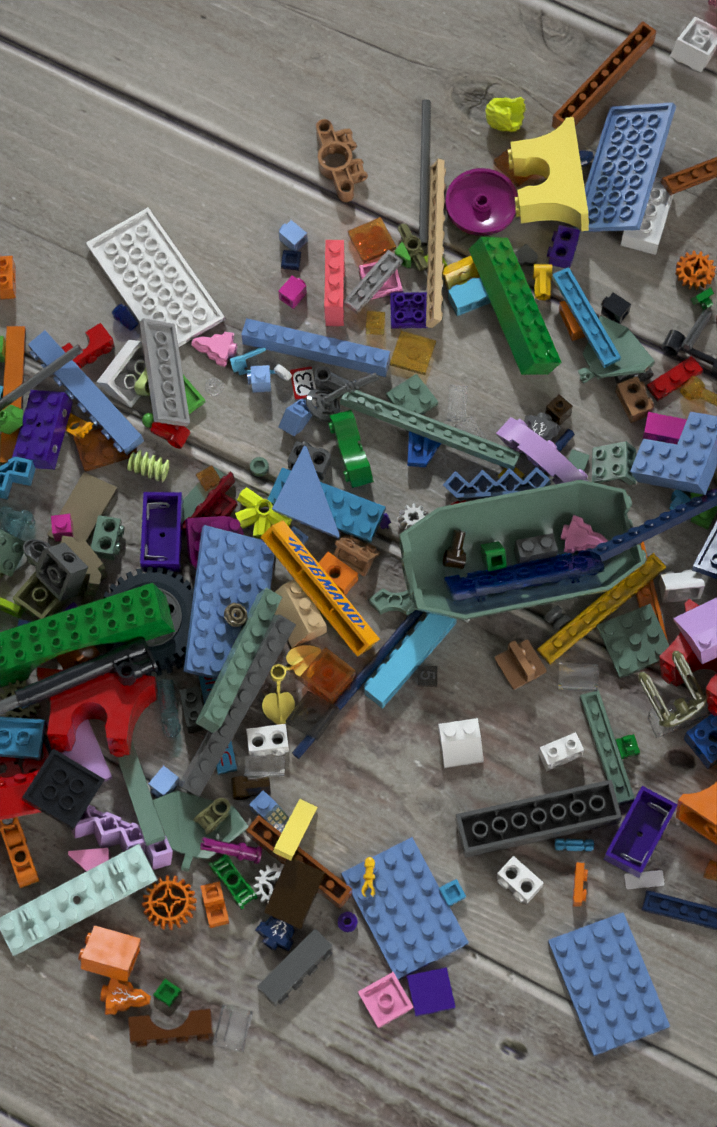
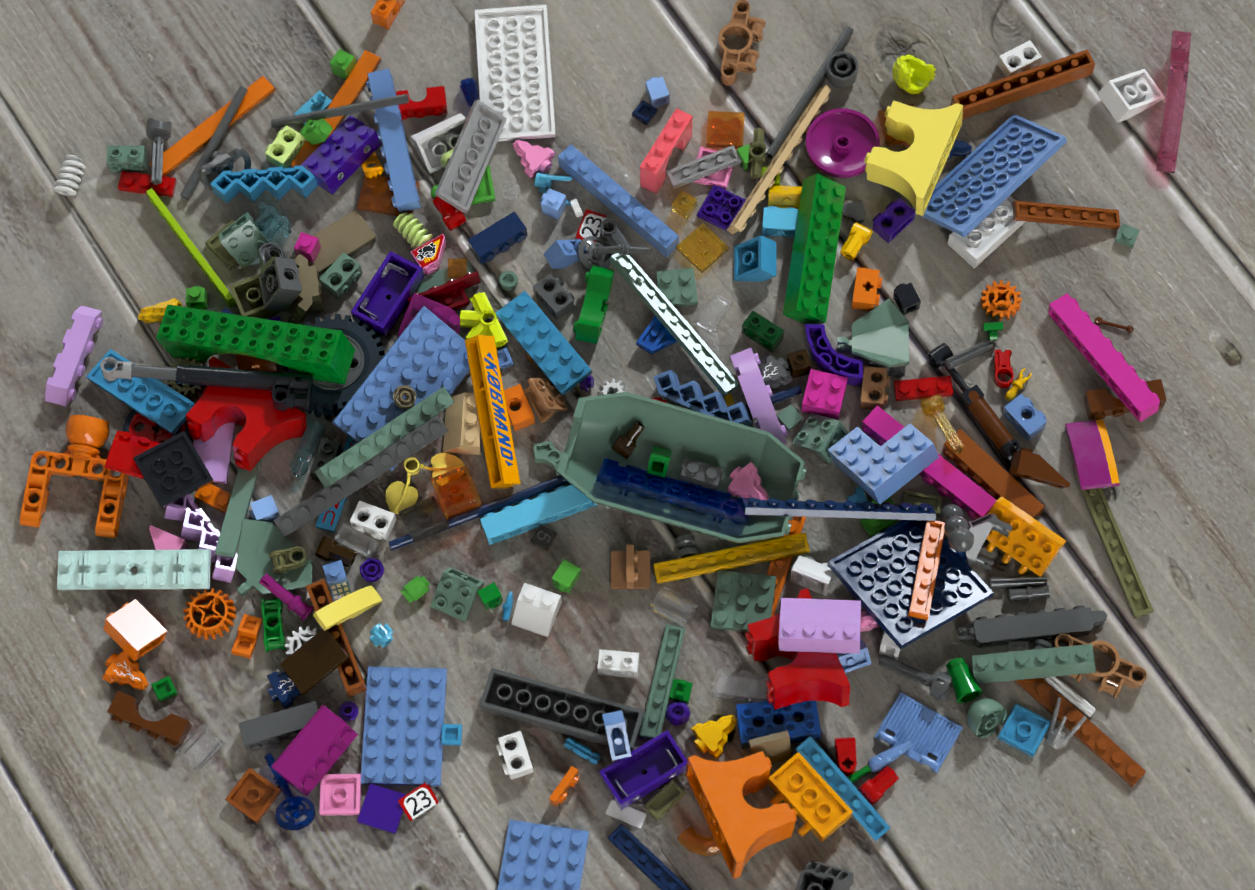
camera: 30 degrees right, 0 degrees up
(112, 796) = (213, 497): none -> orange plate
(176, 478) = (430, 255): none -> slope
(228, 433) = (497, 238): none -> dark blue brick
(290, 779) = (369, 564): none -> dark purple plate
(292, 291) = (628, 141): dark pink brick -> none
(304, 497) = (526, 326): medium blue tile -> none
(307, 1044) = (253, 795): none -> dark orange plate
(337, 838) = (381, 635): none -> medium azure gear
(341, 973) = (314, 750): none -> magenta slope
(342, 781) = (415, 588): none -> bright green brick
(351, 1034) = (293, 804): none -> clear blue dish
(369, 864) = (394, 671): yellow piece -> none
(381, 766) = (456, 593): none -> sand green bracket
(413, 752) = (490, 596): none -> green plate
(432, 753) = (507, 607): none -> dark azure helmet
(443, 139) = (842, 61): none -> dark grey piece
(458, 968) = (418, 801): none -> sticker
(466, 340) = (755, 260): none -> dark azure slope
(469, 699) = (566, 576): none -> bright green brick
(510, 398) = (762, 331): none -> dark green brick
(583, 394) = (828, 359): none -> dark purple brick
(585, 58) = (1017, 58): none -> white brick
(586, 317) = (871, 292): dark azure plate -> none
(596, 425) = (824, 394): none -> dark pink brick
(603, 813) = (616, 735): none -> medium blue slope
(634, 773) = (677, 719): none -> dark purple plate
(670, 849) = (664, 800): none -> olive tile
(678, 770) = (713, 735): none -> yellow rock
(684, 710) = (743, 685): olive piece -> none

